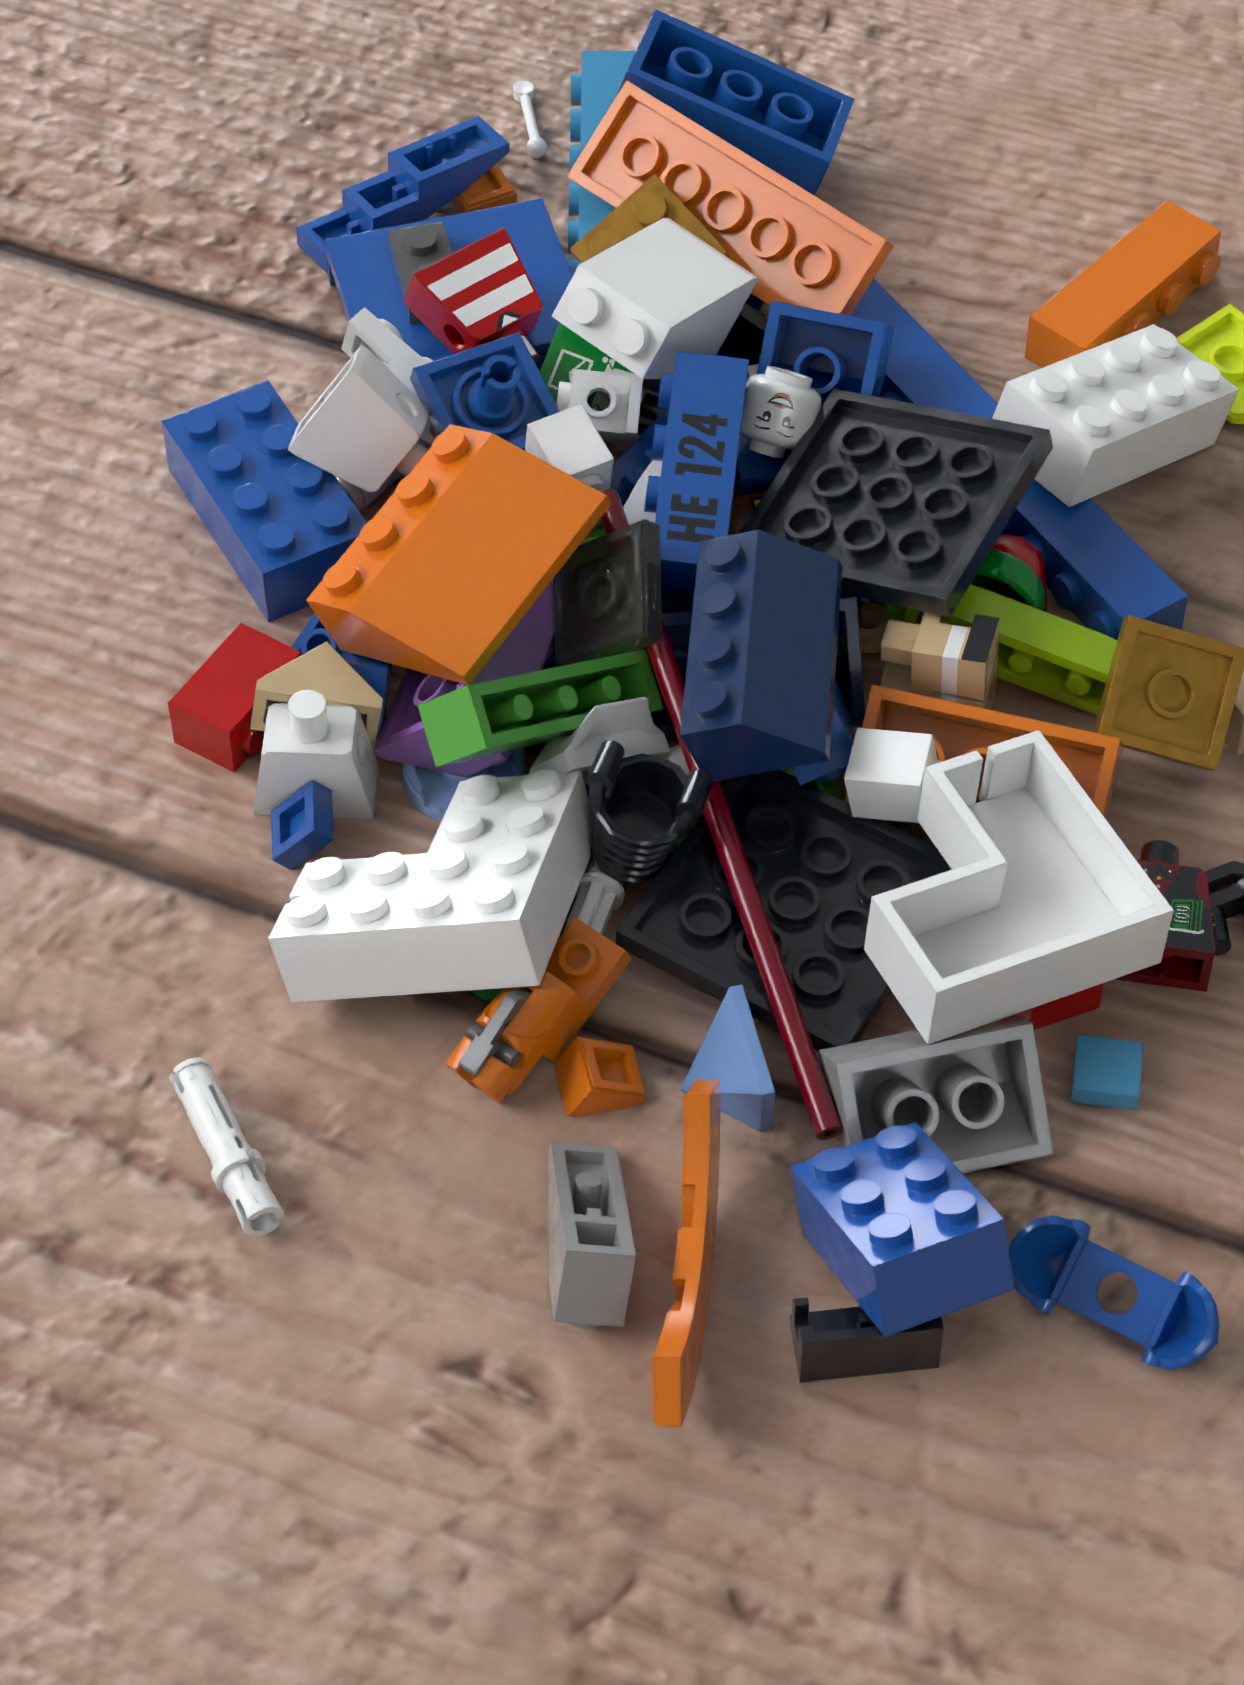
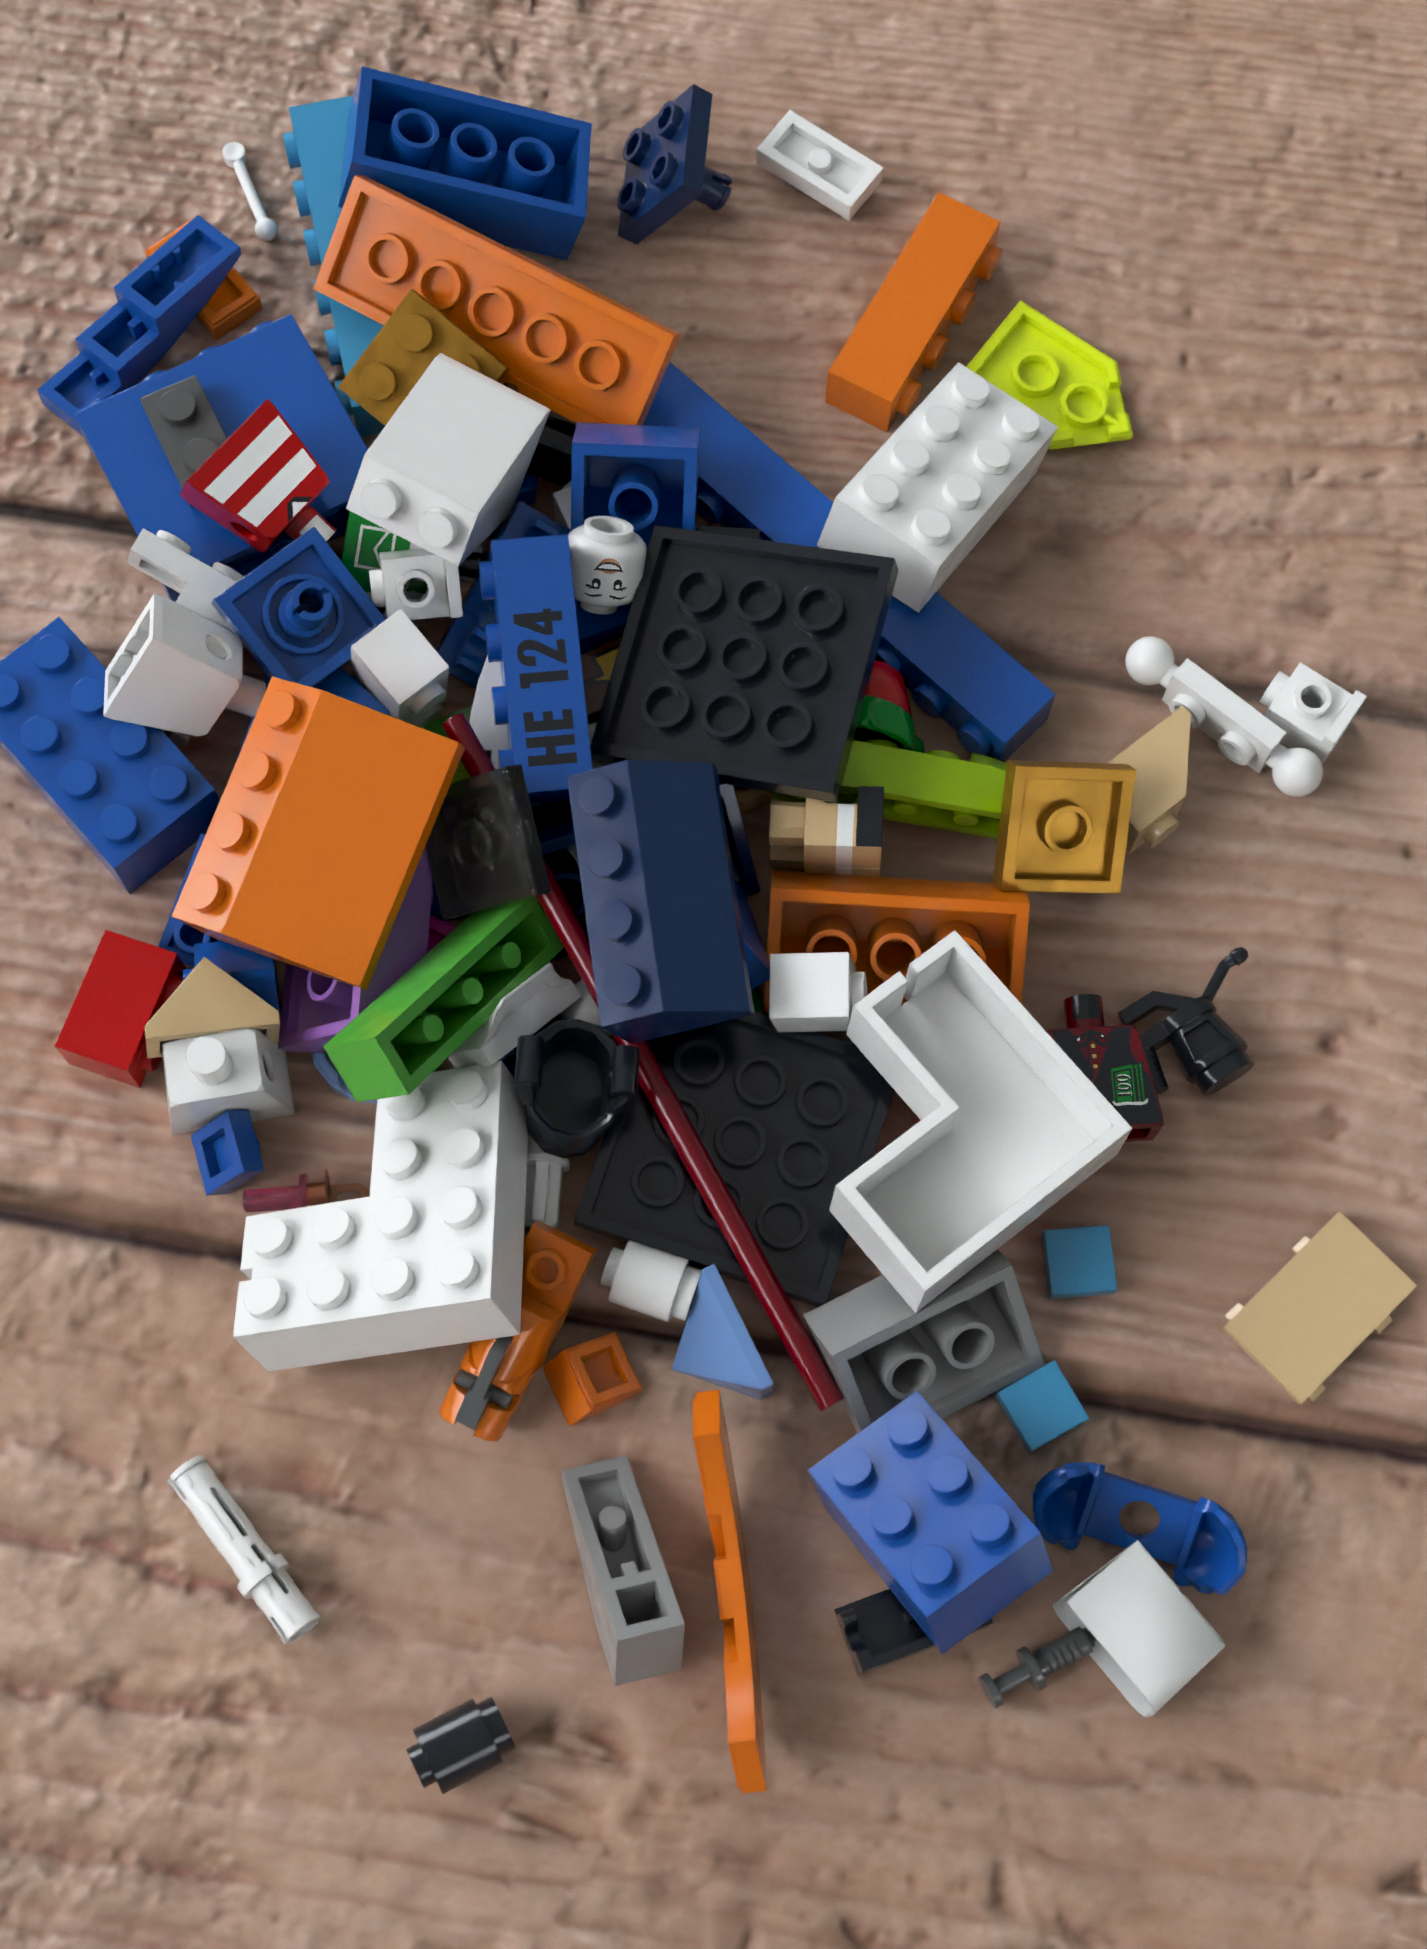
camera: 15 degrees left, 20 degrees up
(389, 1346) = (460, 1744): none -> black brick
(675, 1000) = (650, 1281): none -> white brick
(918, 146) = (669, 167): none -> dark blue plate
(995, 1397) = (1039, 1664): none -> dark grey piece
(1040, 1184) = (1042, 1407): none -> dark azure tile
(1062, 174) = (819, 165): none -> white plate
(1092, 1379) = (1143, 1628): none -> white piece

